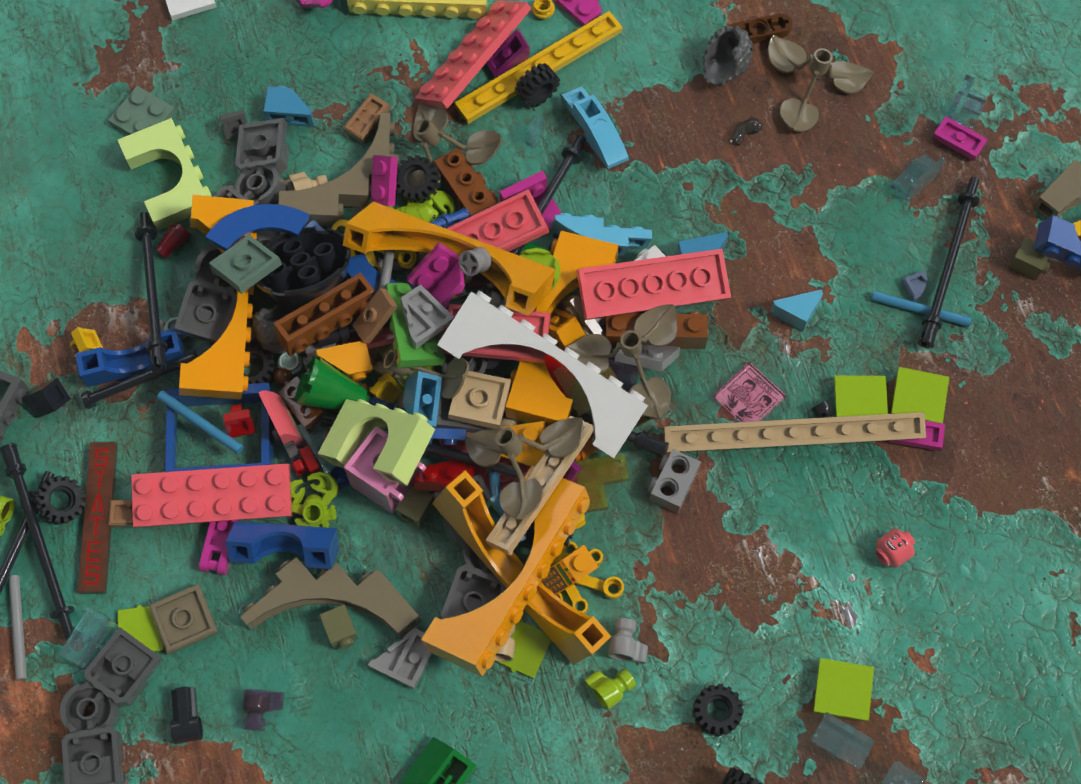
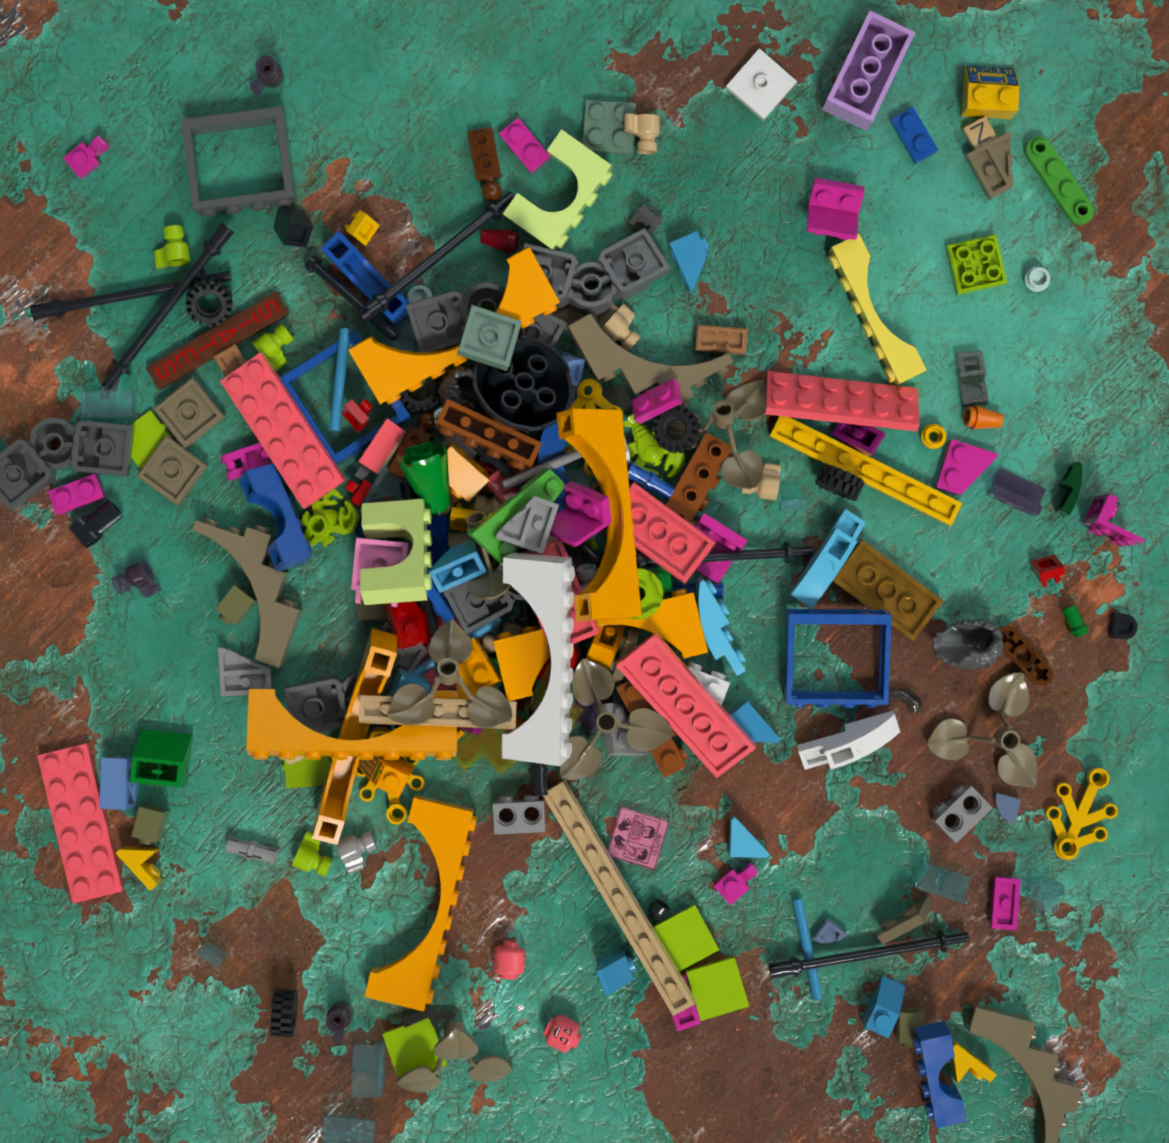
camera: 55 degrees right, 20 degrees up
(17, 628) = (90, 336): light grey bar -> none
(102, 219) = (485, 162): none -> reddish brown plate
(111, 185) = (524, 146): none -> dark pink plate
(131, 465) = (271, 346): none -> lime piece
(142, 575) = (189, 413): none -> dark tan plate
(148, 721) = (76, 494): none -> dark pink plate
(161, 87) = (646, 128): none -> tan piece
(255, 218) = (541, 317): blue tile -> none
(374, 315) = (511, 479): medium nougat plate -> none
(474, 261) = (606, 541): light grey wheel -> none
(480, 400) = (485, 619): tan plate -> none
(510, 144) = (769, 485): none -> tan piece
(574, 741) = (251, 850): none -> light grey pin
(649, 98) = (884, 585): none -> pearl gold plate
(656, 552) = (410, 977): none -> light orange arch
(699, 123) = (846, 699): none -> blue window
(733, 703) = (330, 965): black tyre -> none
(761, 185) = (855, 743): none -> white slope
(778, 744) = (338, 1018): none -> clear purple piece
(802, 559) = (509, 960): none -> coral head
(820, 650) = (436, 1013): none -> clear smoke slope
(832, 338) = (733, 884): none -> dark pink plate
(859, 622) = (455, 1045): none -> dark tan plant
(860, 472) = (615, 972): none -> dark azure slope
(869, 132) = (965, 818): none -> light grey brick
(878, 100) = (1007, 806): none -> sand blue tile
(913, 53) = (1079, 816): none -> yellow plant
(936, 217) = (906, 920): none -> dark tan wing
(1005, 272) = (884, 1007): none -> dark azure slope

